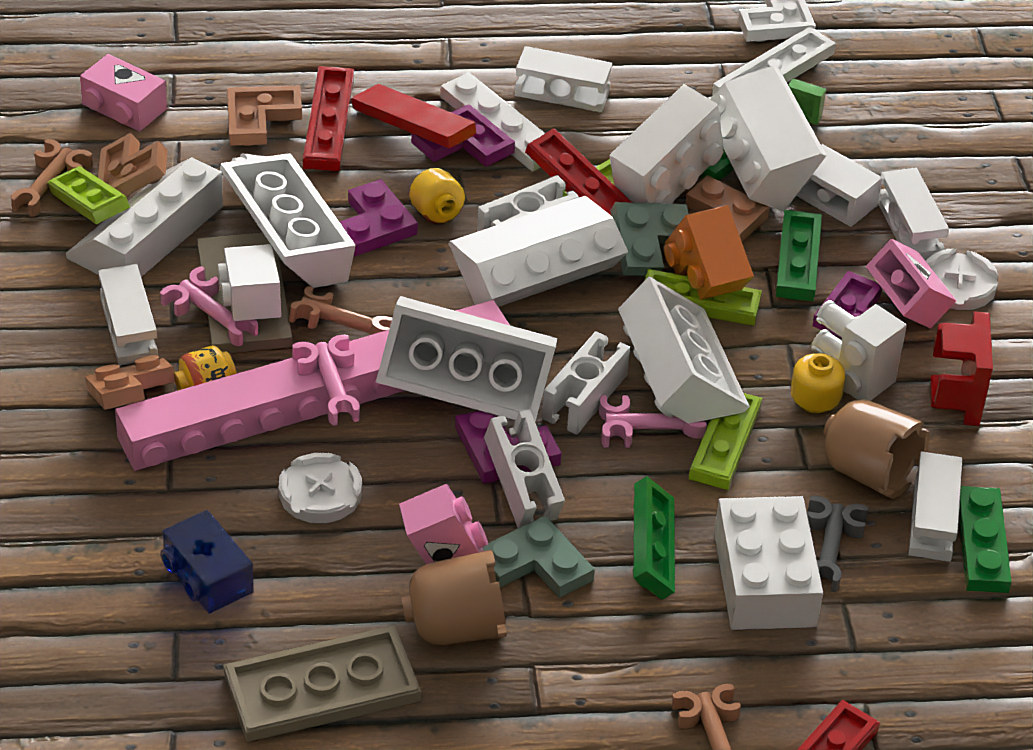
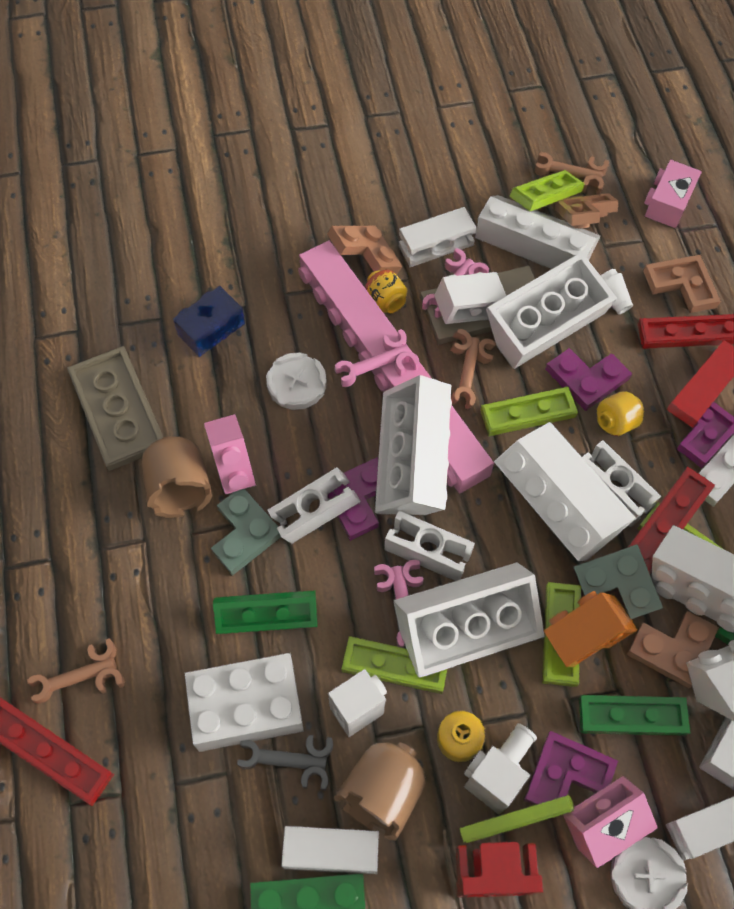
camera: 85 degrees right, 20 degrees up
(410, 267) = (528, 411): none -> lime tile
(781, 452) = (358, 702): none -> white brick
(913, 360) = (517, 819): none -> lime tile

